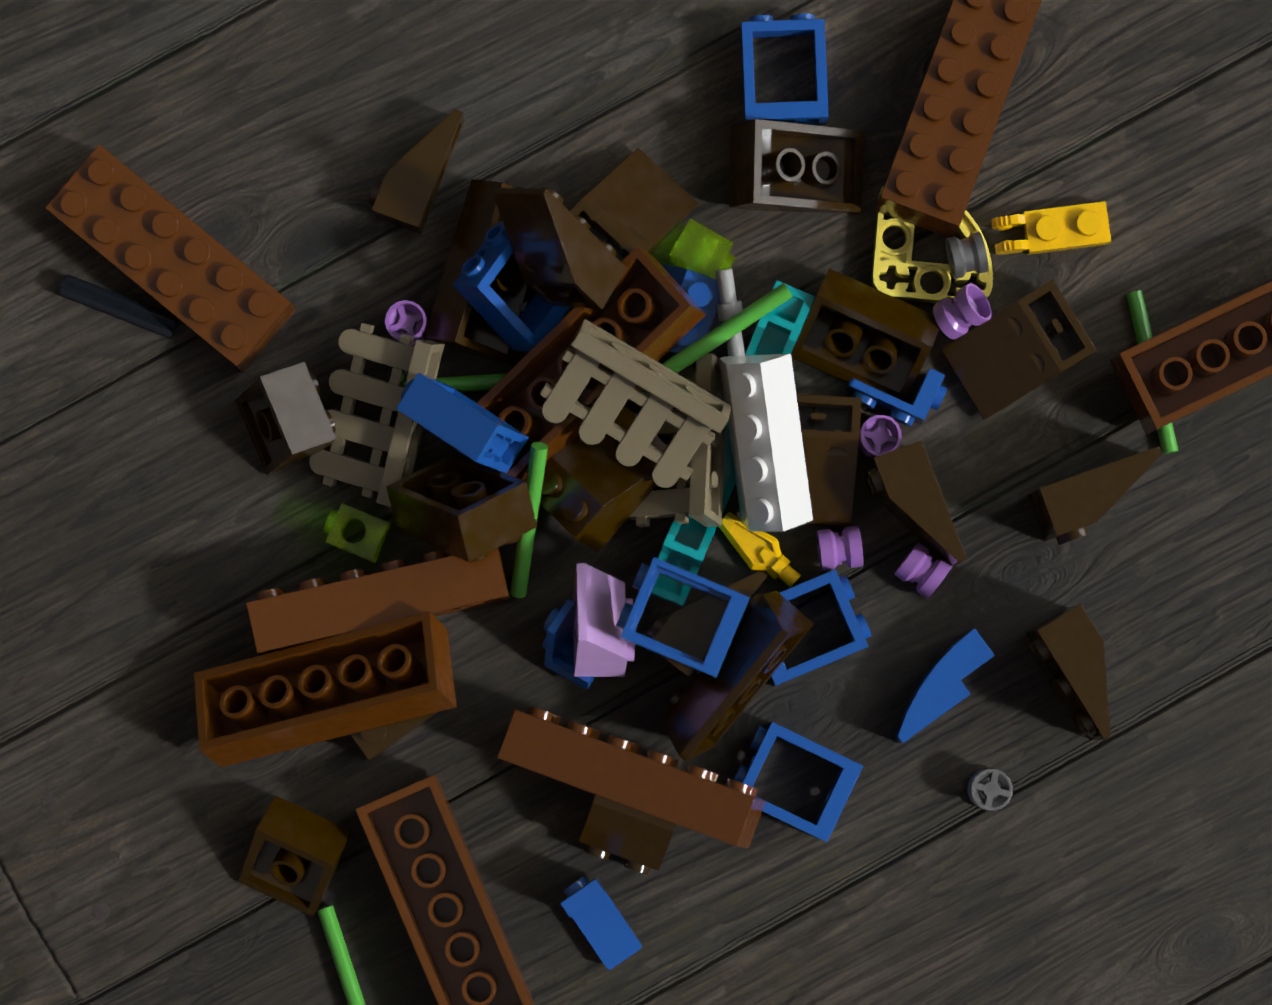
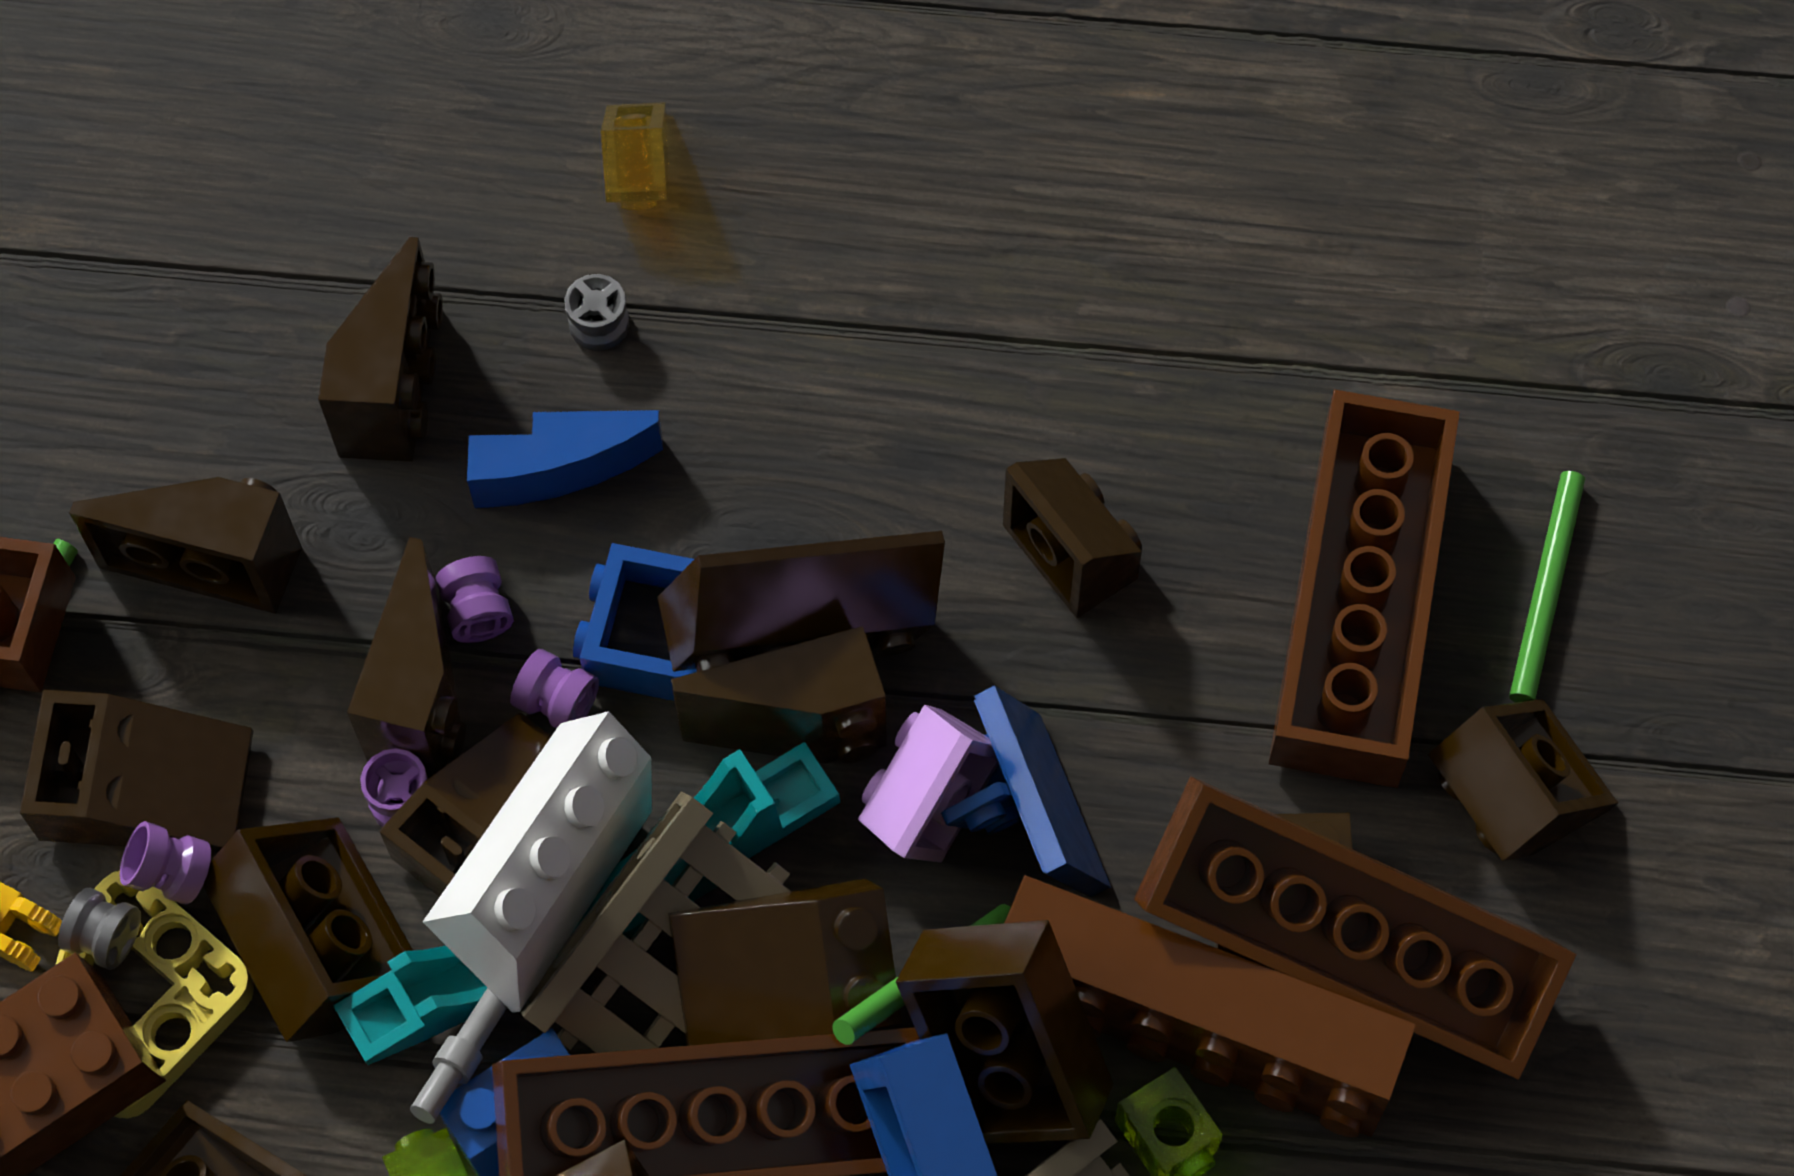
camera: 140 degrees left, 20 degrees down
(538, 663) = (1041, 792): none -> blue tile
(600, 921) = (1178, 462): blue bracket -> none
(630, 370) = (646, 1019): dark tan fence -> none
(638, 781) = (1022, 565): reddish brown brick -> none
(724, 634) = (786, 629): blue window -> none
(729, 329) = (496, 1029): bright green bar -> none
(758, 550) = (666, 751): yellow piece -> none
(837, 795) = (795, 411): blue window -> none
(928, 396) = (315, 795): blue bracket -> none
(1046, 907) = (635, 154): none -> clear yellow slope

